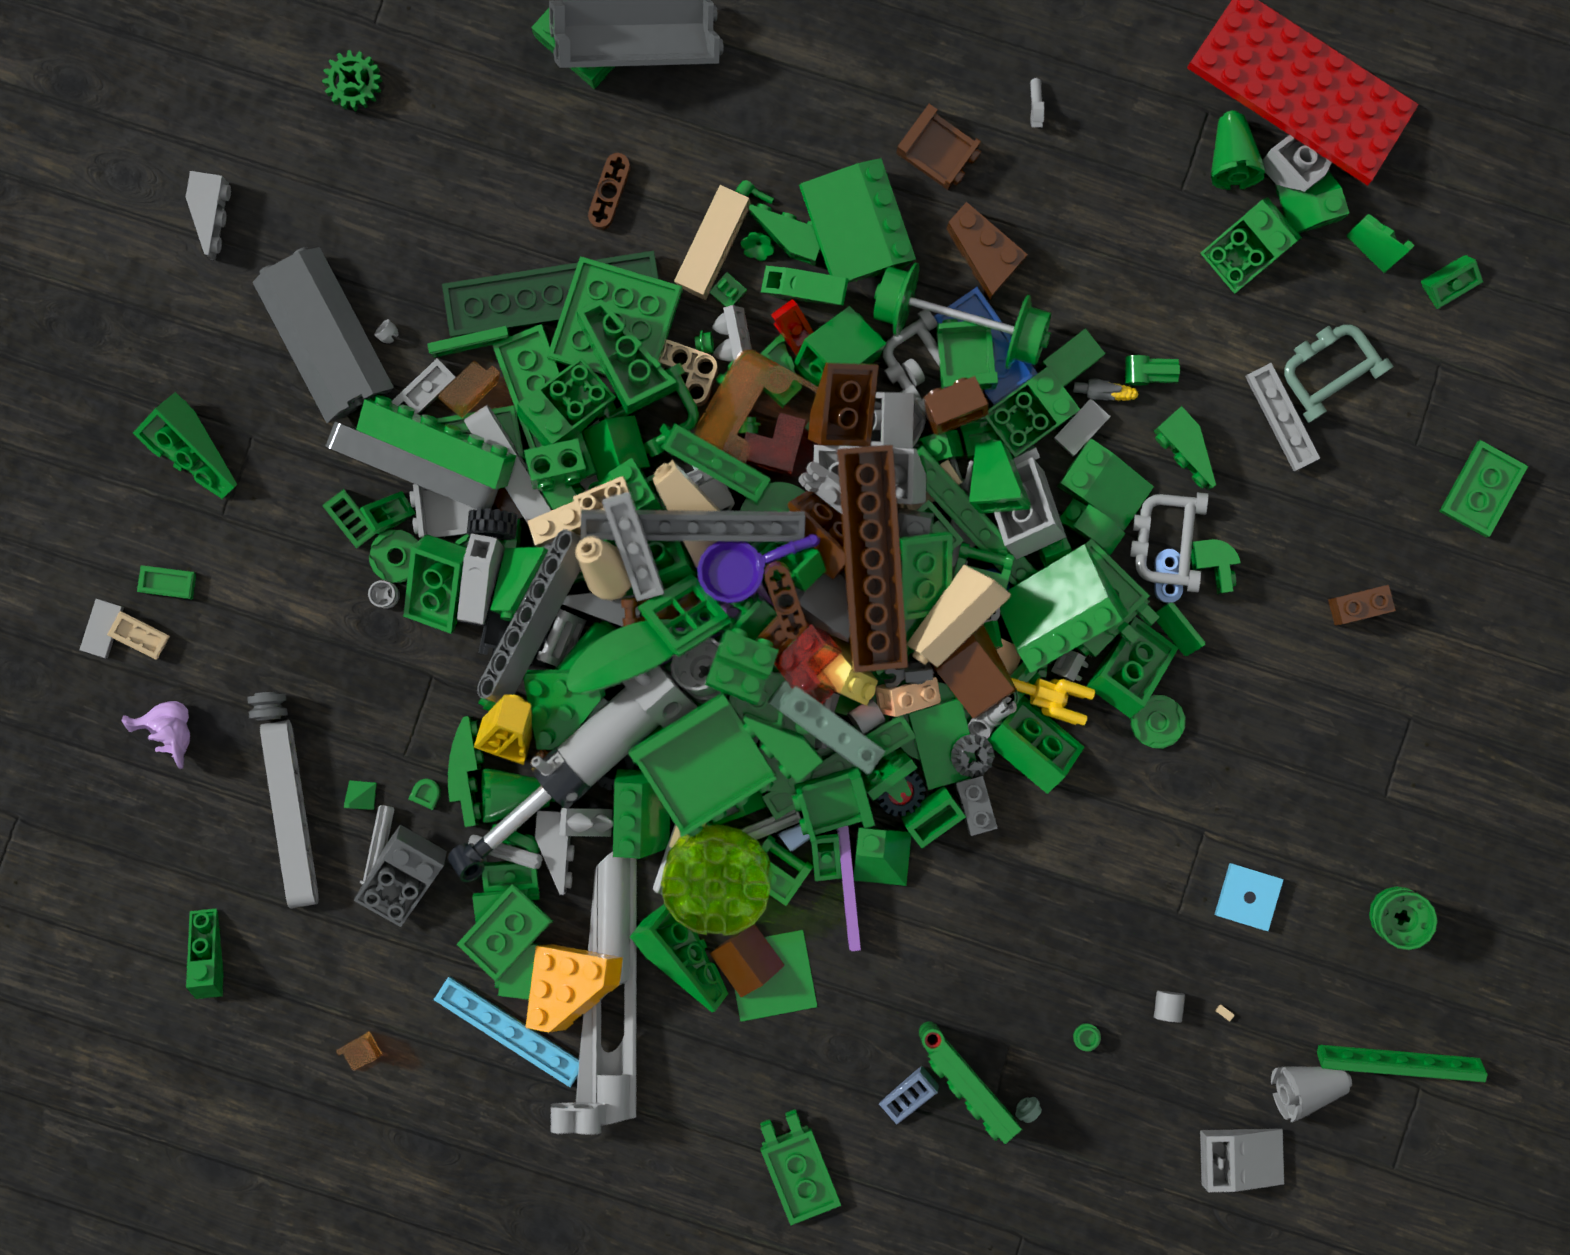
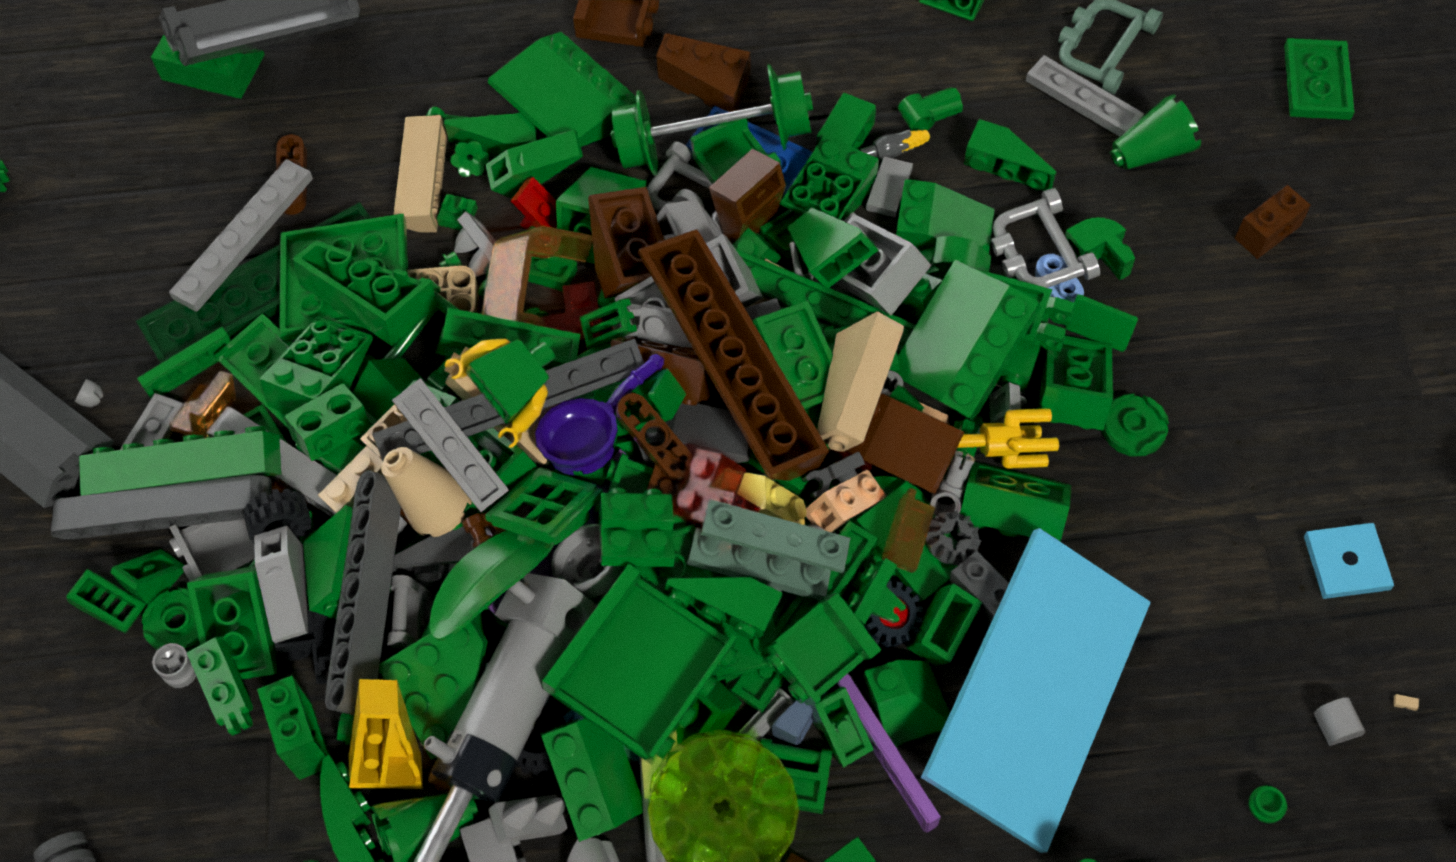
camera: 25 degrees left, 25 degrees down
(412, 626) = (222, 685): none -> green hinge
(447, 683) = (291, 725): none -> green window
(550, 241) = (241, 235): none -> light grey plate
(695, 515) = (508, 379): none -> green torso
(796, 464) = (623, 319): none -> green tile
(940, 740) = (908, 532): none -> clear orange panel
(973, 893) = (1037, 691): none -> medium azure tile
(1314, 487) = (1157, 136): none -> green cone

